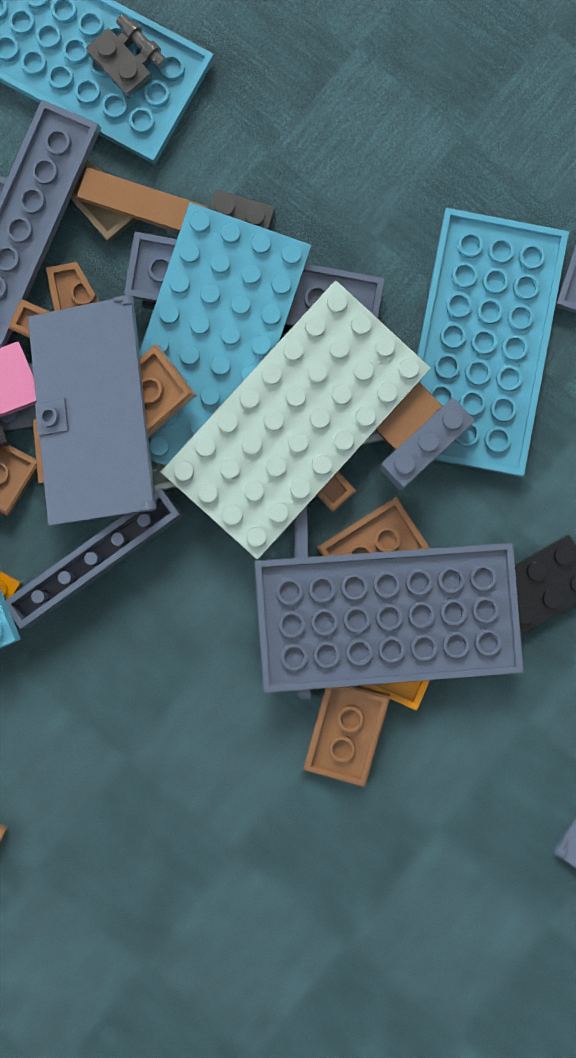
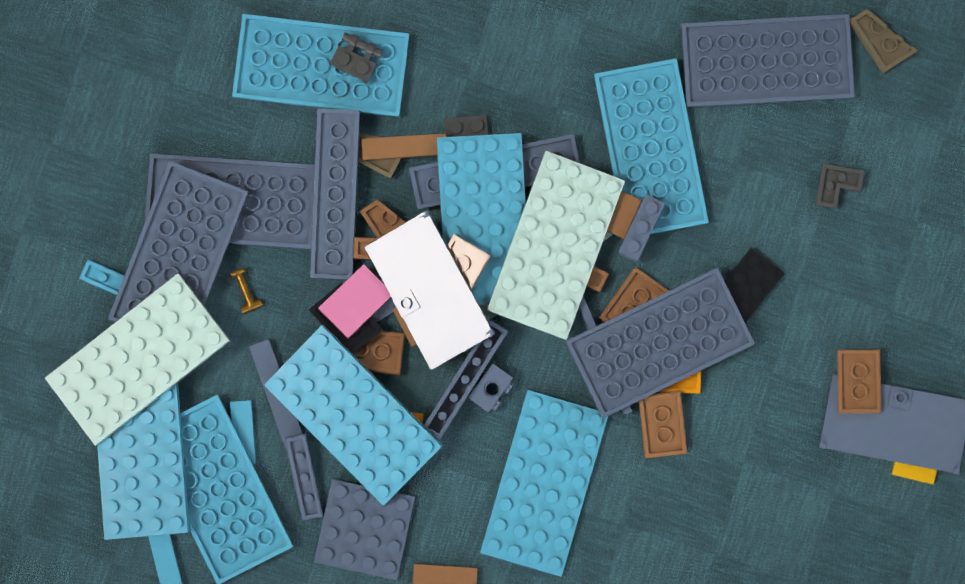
camera: 25 degrees left, 0 degrees up
(107, 587) = (492, 375): none -> sand blue brick
(147, 748) = (544, 483): none -> medium azure plate

